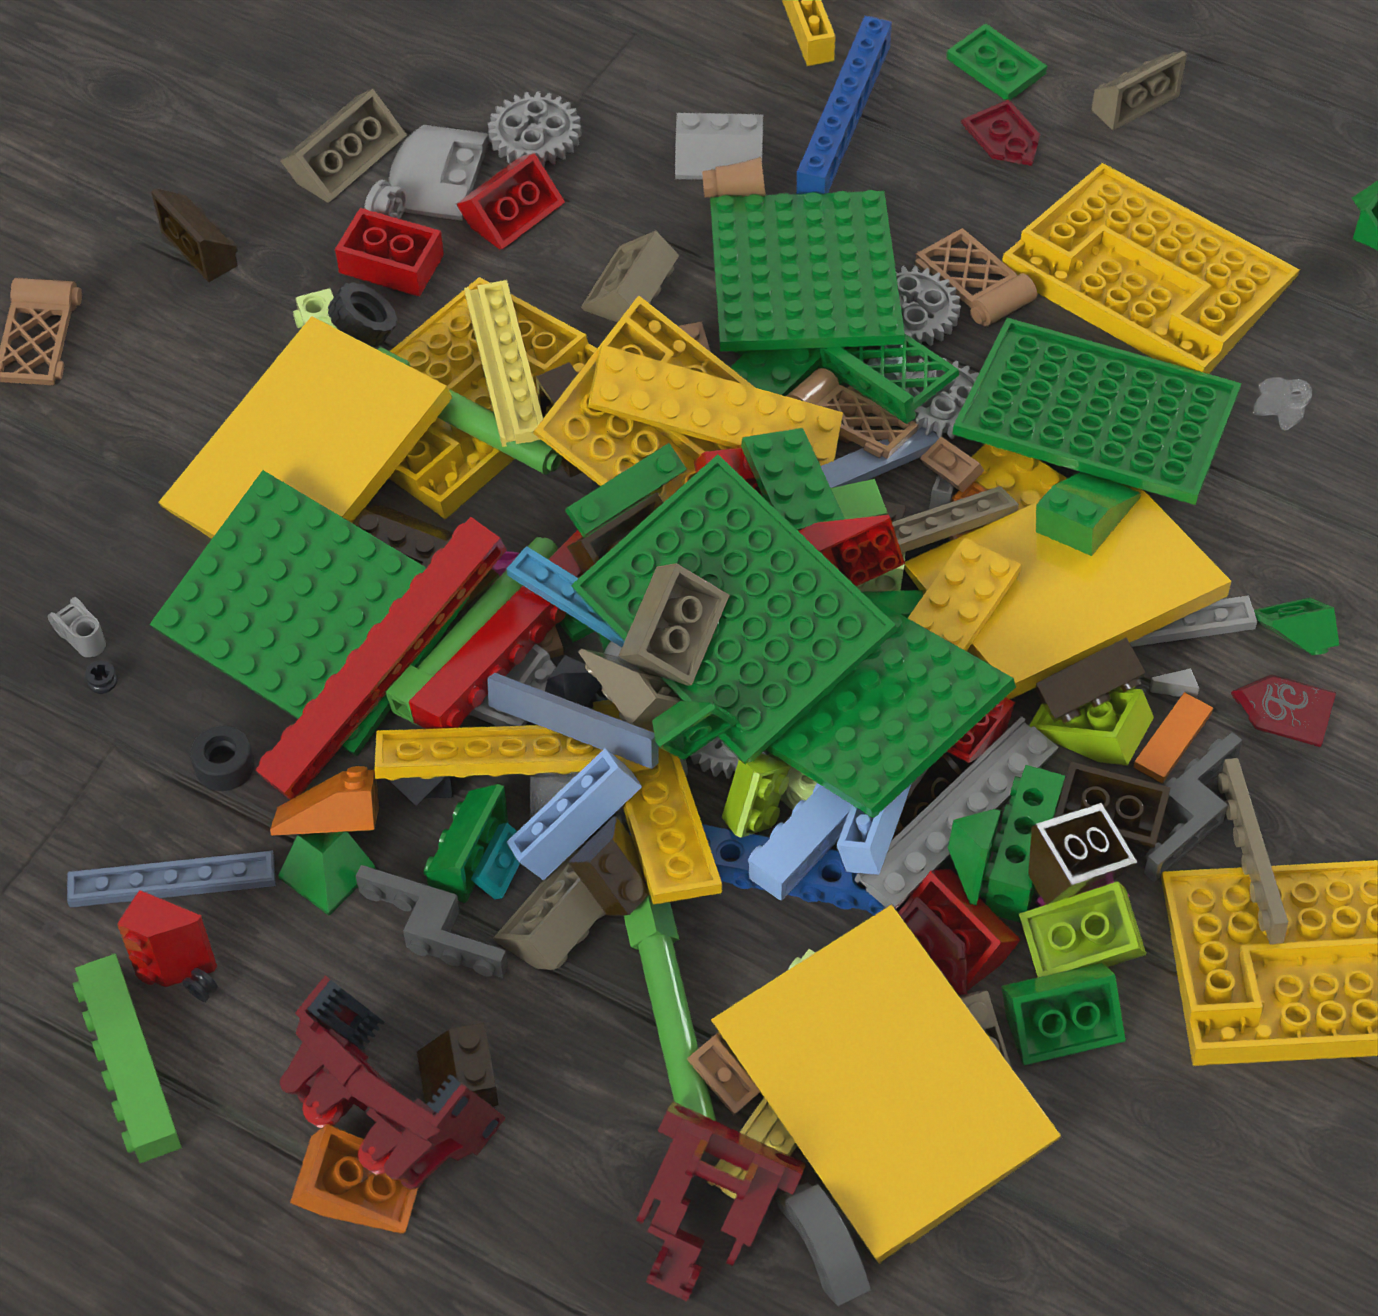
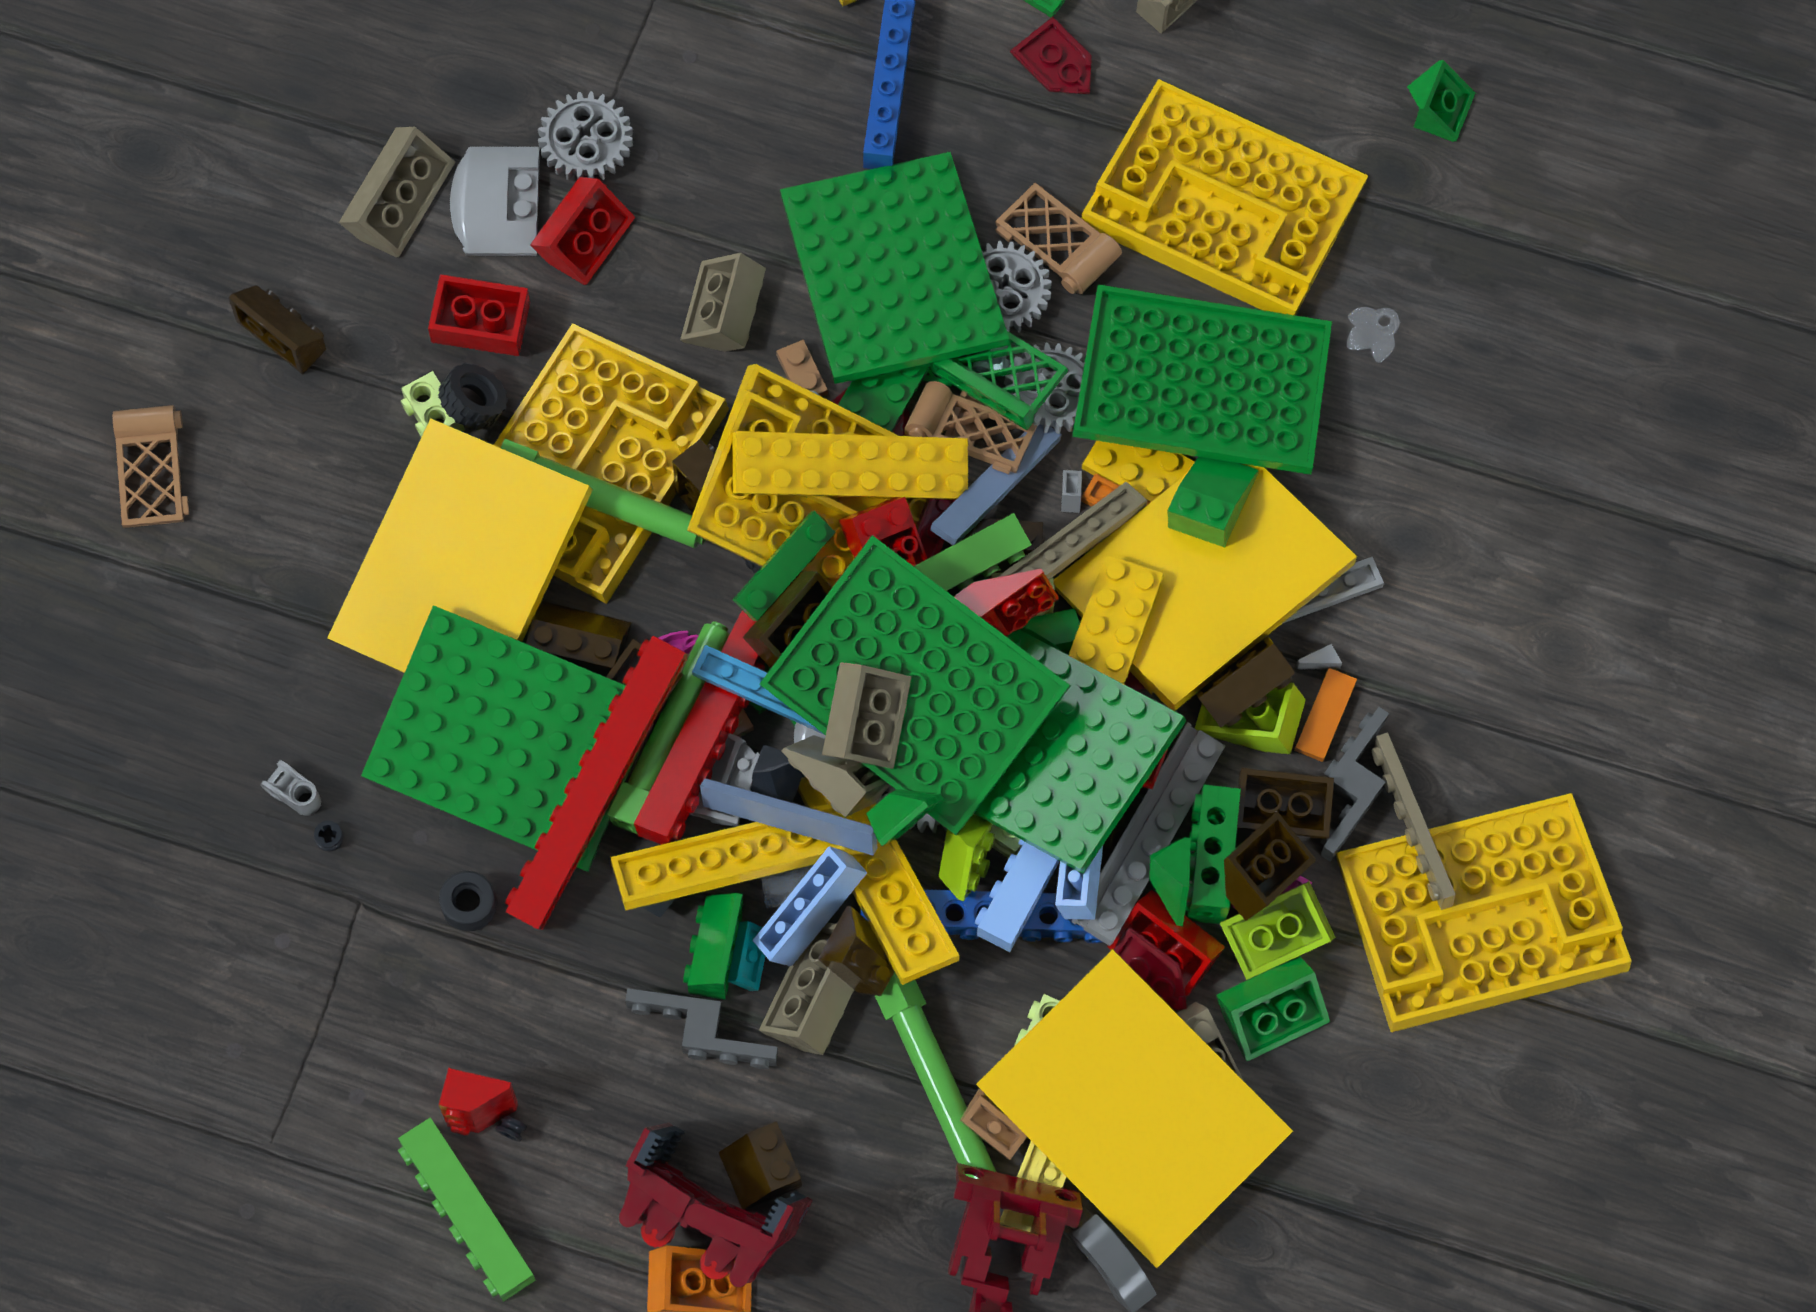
camera: 15 degrees left, 15 degrees up
(171, 878) = (453, 1028): sand blue tile -> none
(324, 868) = (592, 992): green slope -> none
(335, 805) = (582, 936): orange slope -> none
(386, 199) = (459, 255): light grey wheel -> none
(504, 362) = (630, 433): light yellow plate -> none
(714, 141) = (776, 128): light grey slope -> none
(735, 179) = (801, 166): medium nougat plant -> none
(791, 477) = (940, 535): green plate -> none
(952, 464) = (1075, 462): medium nougat plate -> none
(1287, 708) = (1423, 664): dark red tile -> none
(1302, 623) = (1422, 577): green slope -> none

